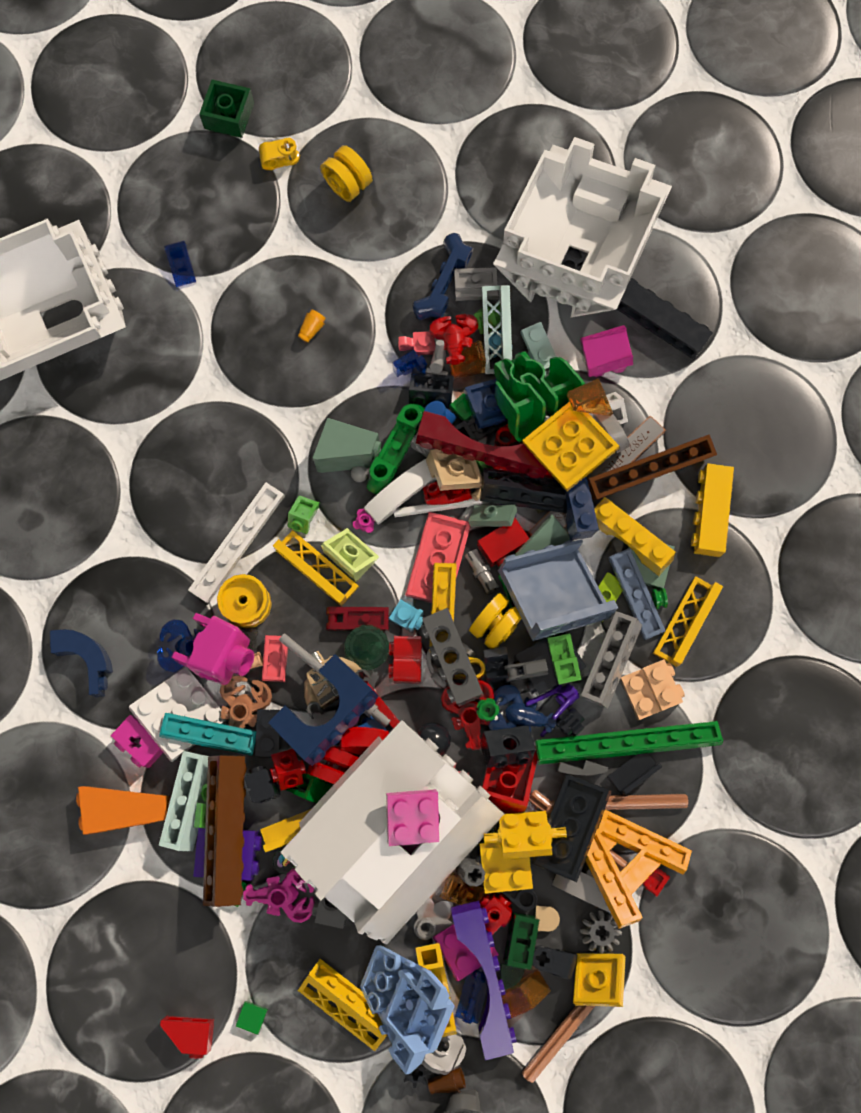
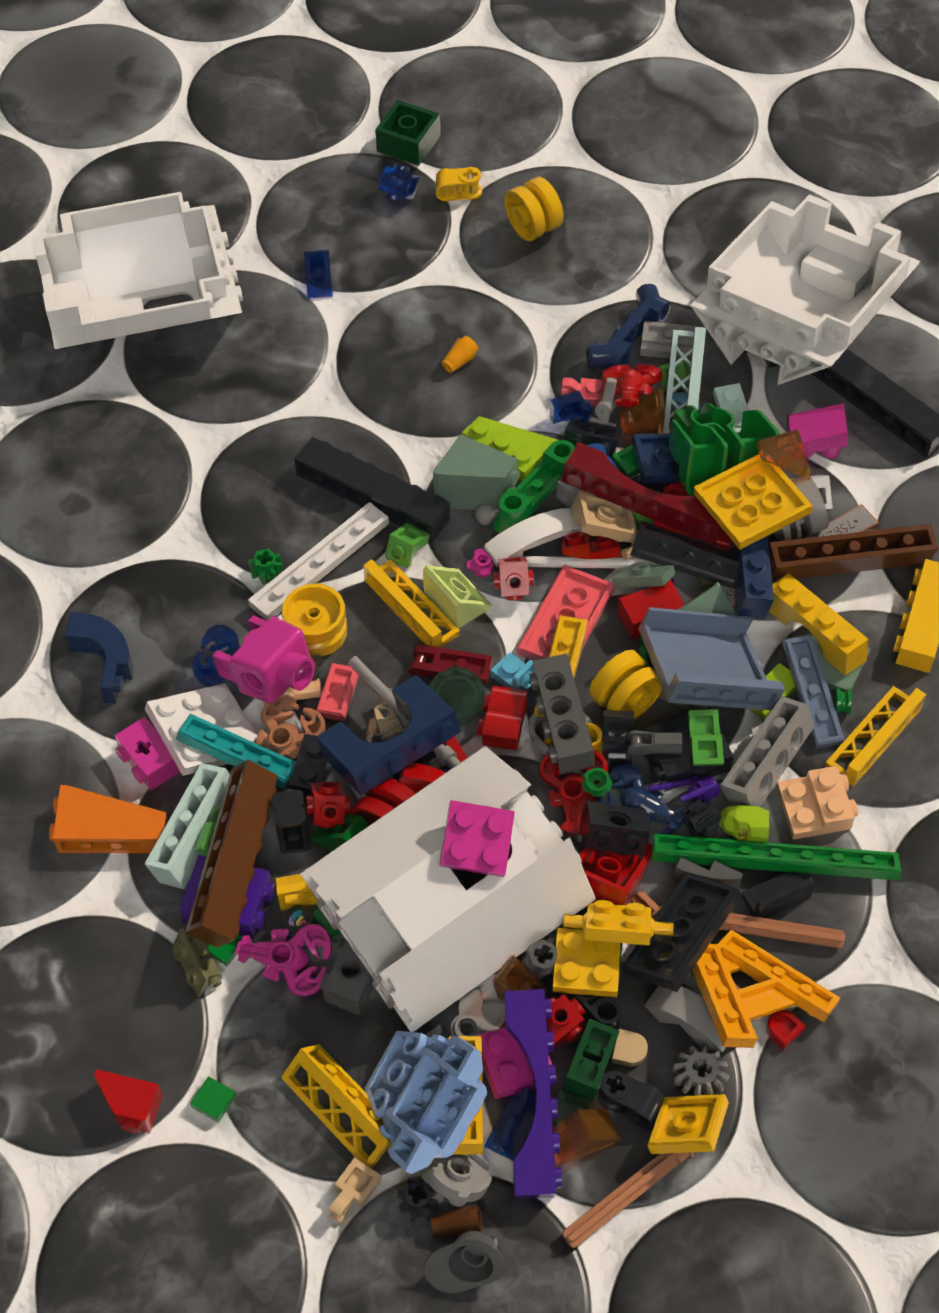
camera: 10 degrees right, 20 degrees down
(191, 551) = (265, 565): none -> green gear
(219, 917) = (197, 972): none -> olive hinge
(229, 161) = (398, 182): none -> clear blue brick
(265, 467) = (366, 483): none -> black brick
(366, 412) = (514, 441): none -> lime wedge
(369, 1069) = (354, 1185): none -> tan plate
(392, 534) = (512, 568): none -> brick
(481, 571) = (617, 635): light grey pin -> none
(604, 719) = (746, 822): none -> lime rock

